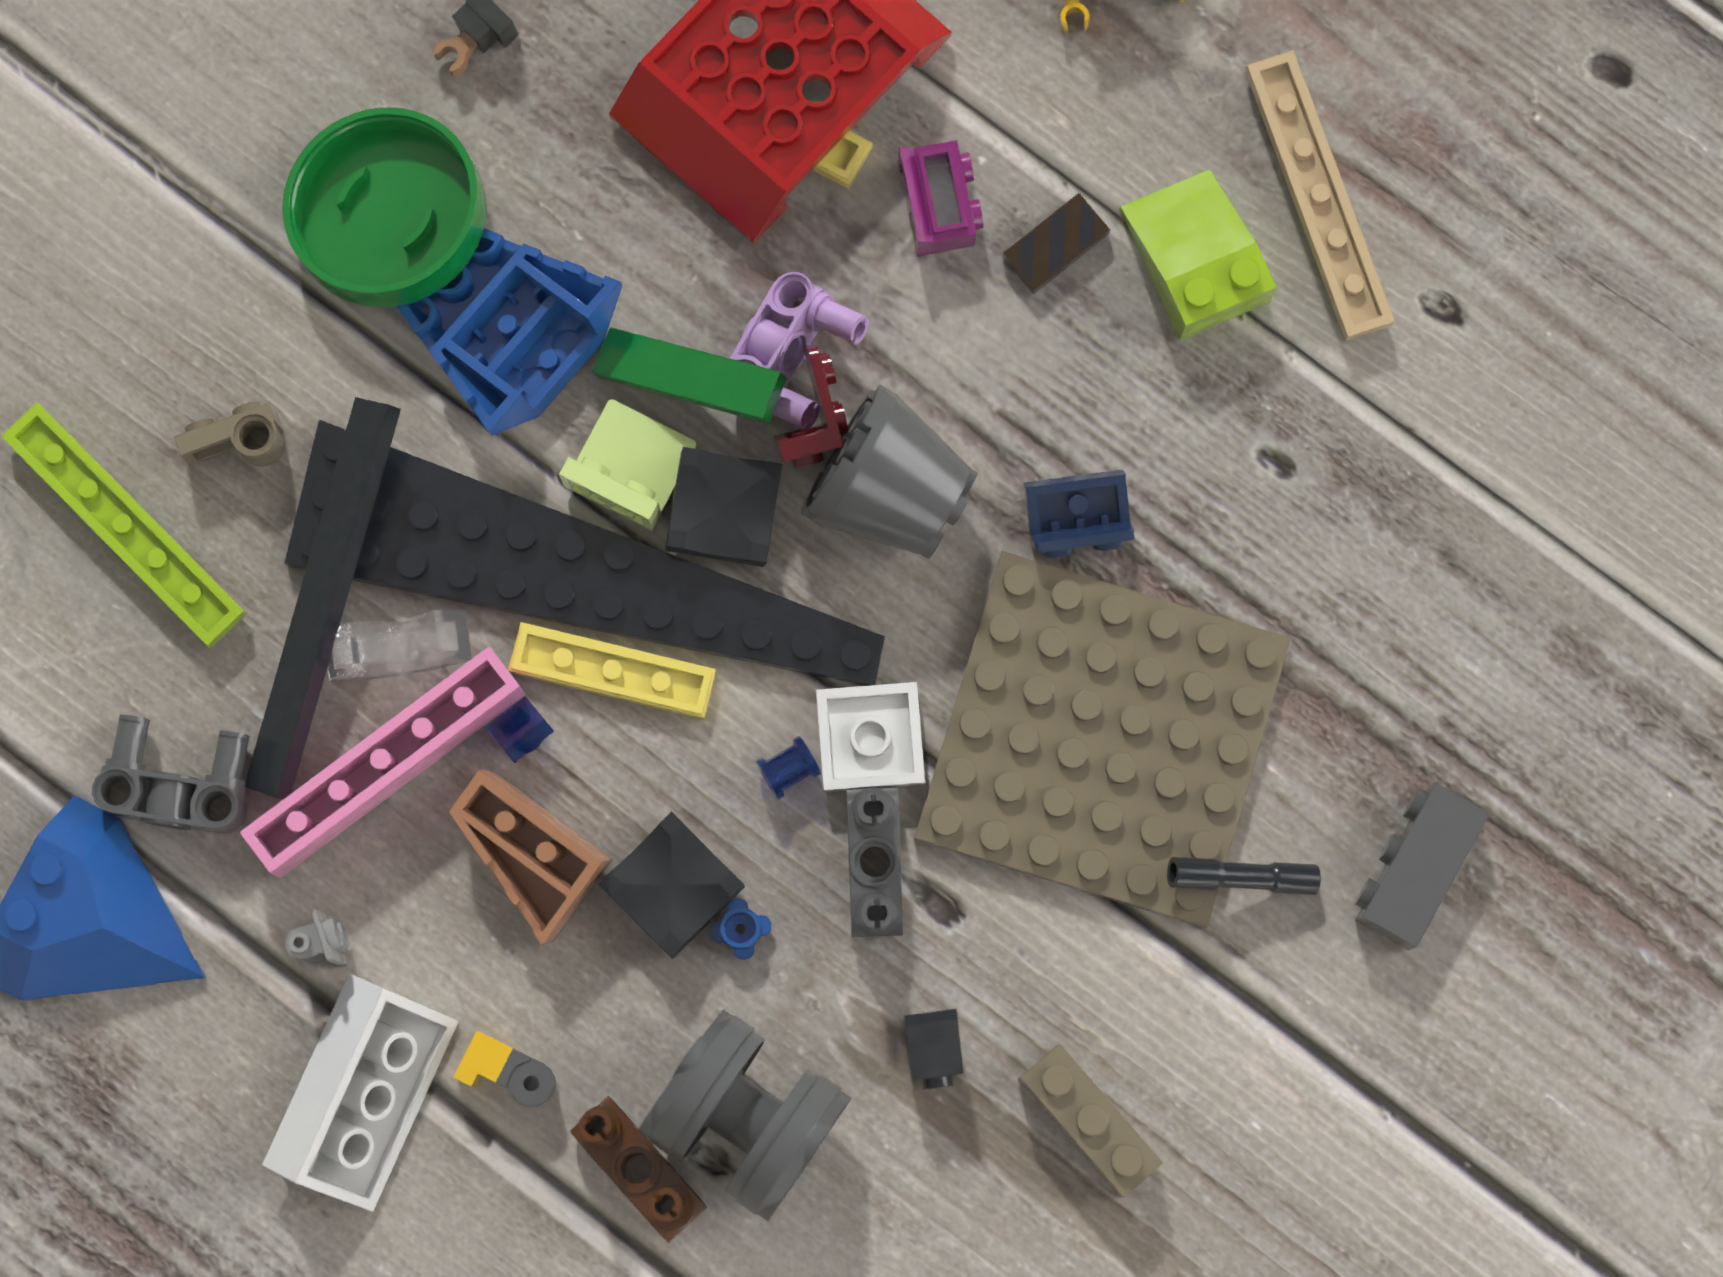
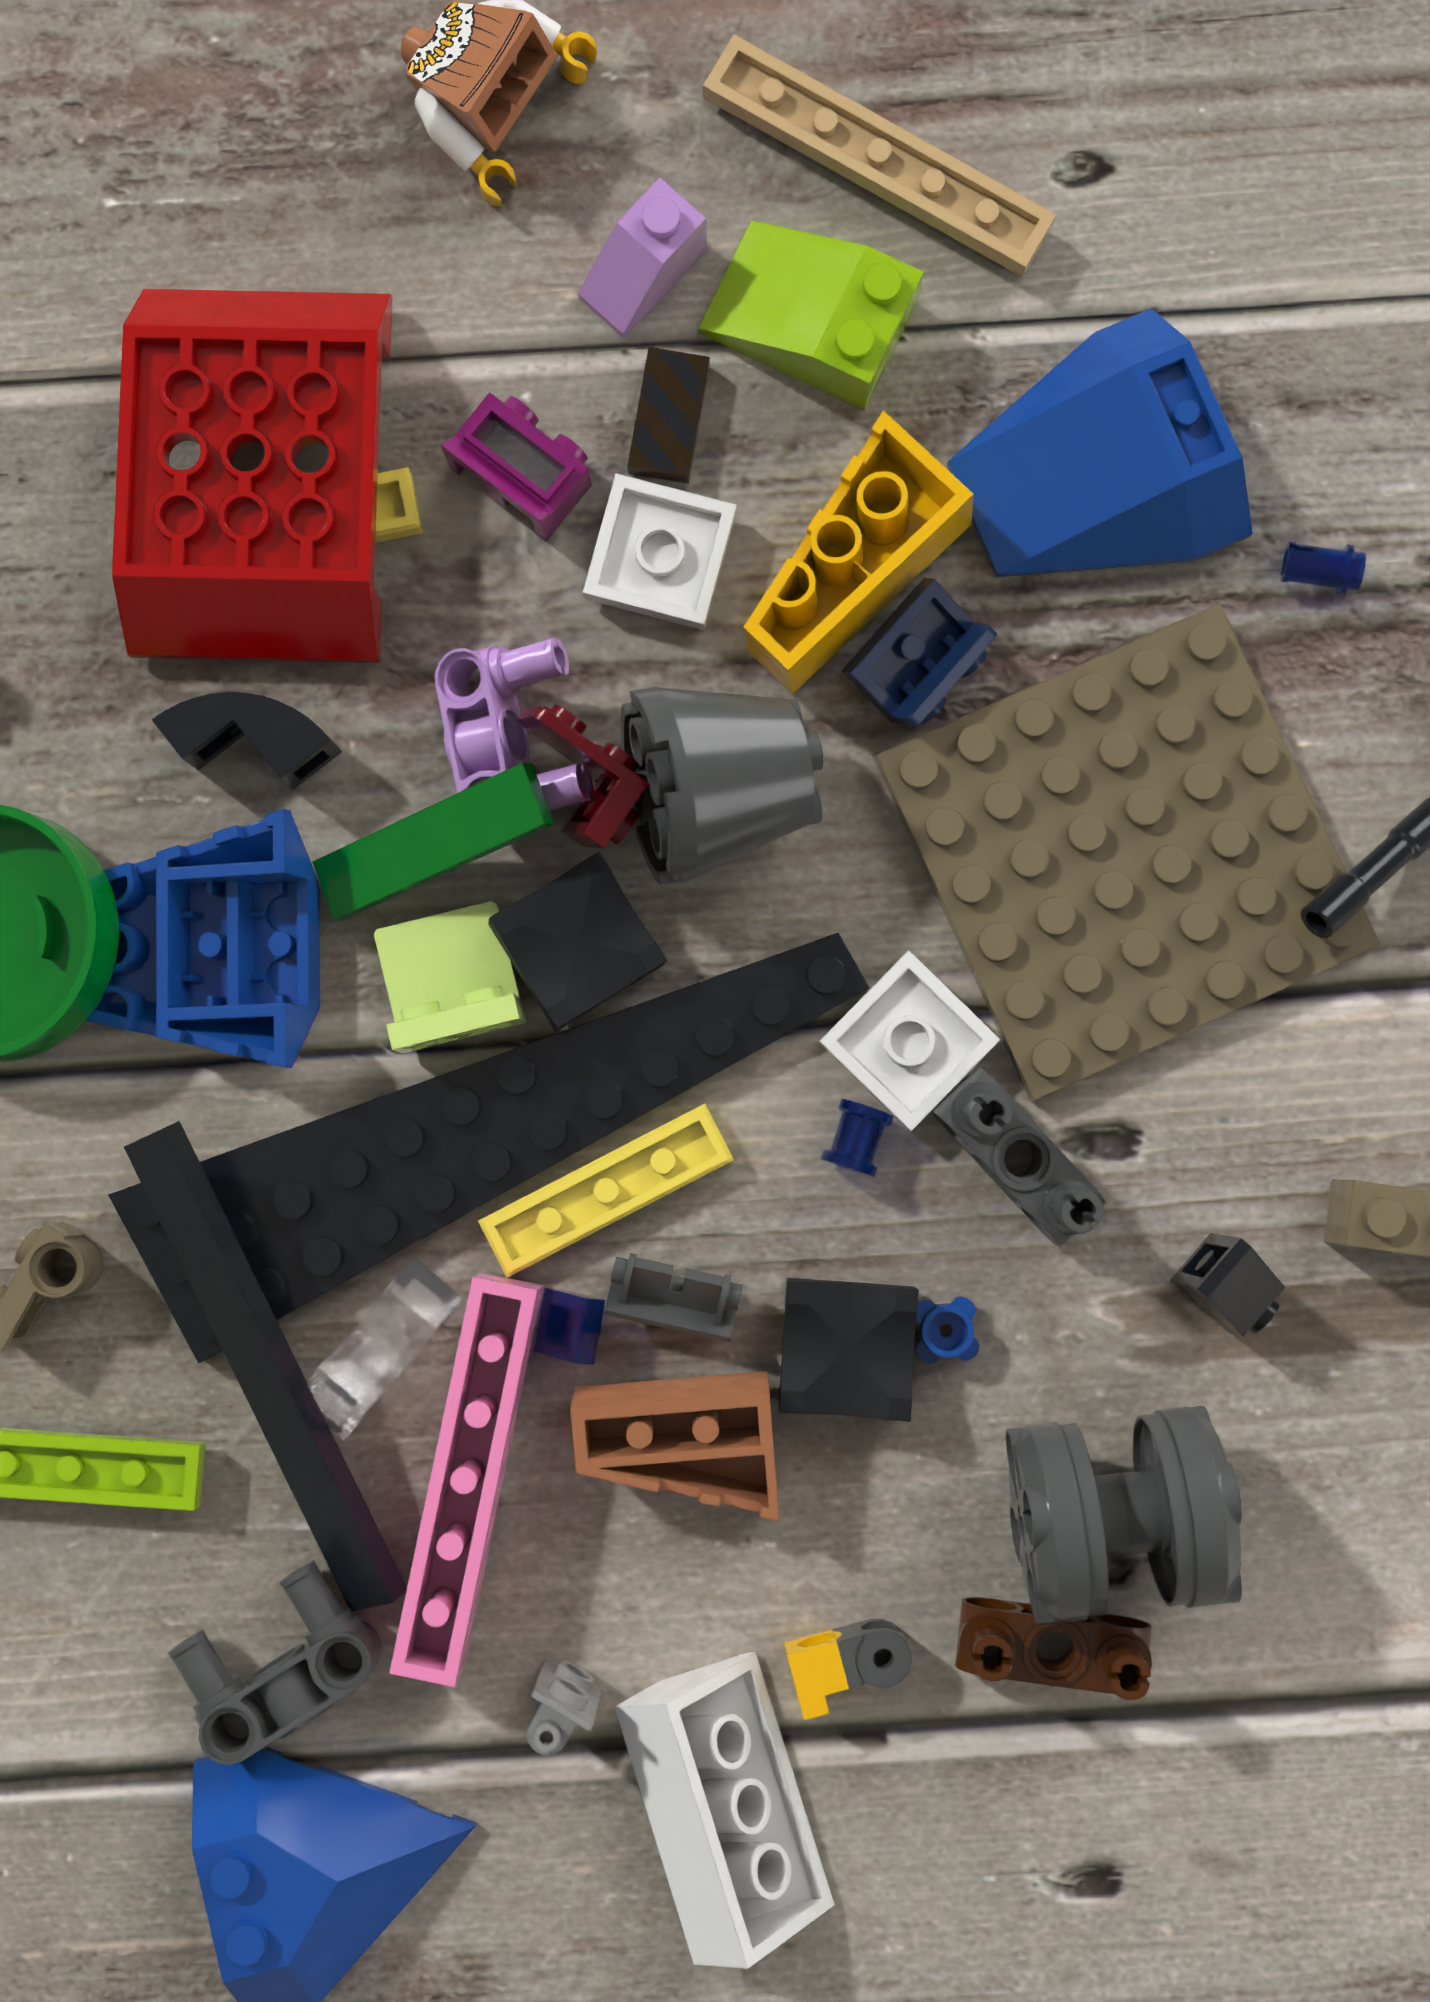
camera: 35 degrees left, 5 degrees up
(604, 780) = (689, 1304): none -> dark grey hinge
(657, 237) = (282, 735): none -> black brick
(978, 320) = (659, 551): none -> white plate
(1092, 422) = (859, 552): none -> yellow wedge
(1121, 138) = (644, 257): none -> lavender slope
(1293, 494) = (1109, 461): none -> blue wedge
(1374, 670) = (1323, 566): none -> clear blue pin

